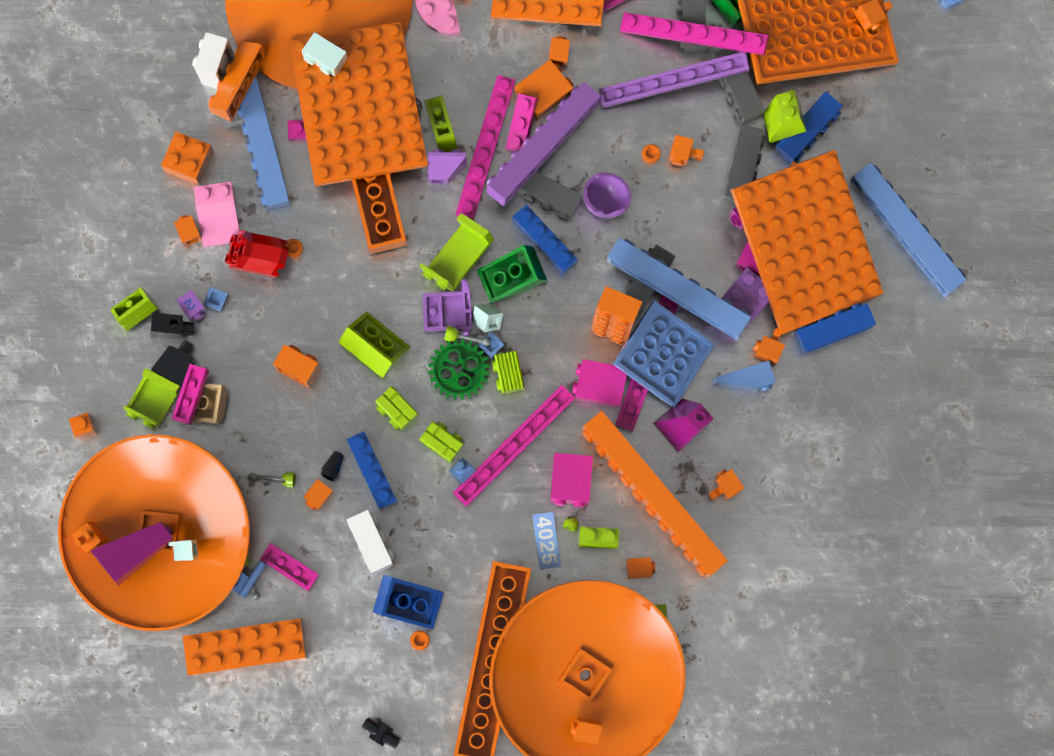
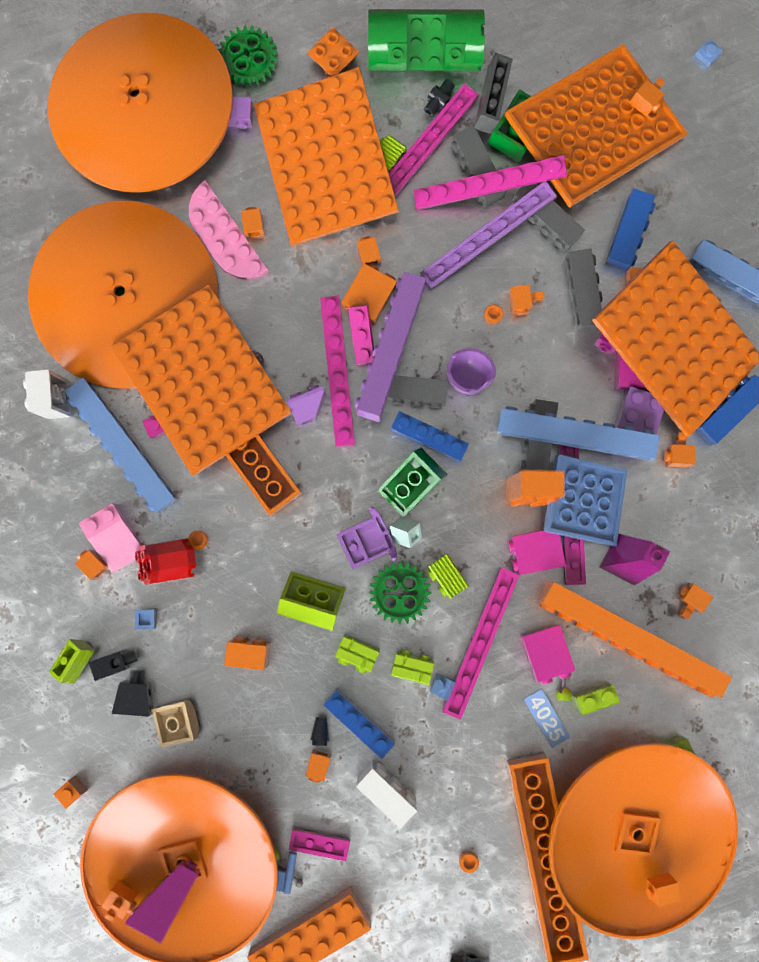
camera: 10 degrees left, 5 degrees up
(152, 399) = (125, 740): lime panel -> none
(185, 549) = (215, 876): light aqua panel -> none
(187, 157) = (61, 495): orange brick -> none
(190, 394) = (158, 722): dark pink plate -> none
(191, 306) = (125, 635): medium lavender brick -> none
(237, 80) = (77, 404): orange slope -> none
(288, 479) = (283, 762): hinge -> none
(324, 54) = (148, 346): light aqua brick -> none
(408, 602) = (443, 833): blue slope -> none
(441, 124) = (287, 366): lime slope -> none
(452, 334) = (380, 562): hinge -> none
(458, 254) = (354, 484): lime panel -> none
(494, 347) = (420, 556): medium blue plate -> none
(640, 568) = (645, 711): orange brick -> none
(750, 378) = (677, 486): medium blue slope -> none
(784, 117) = (605, 228): lime slope -> none

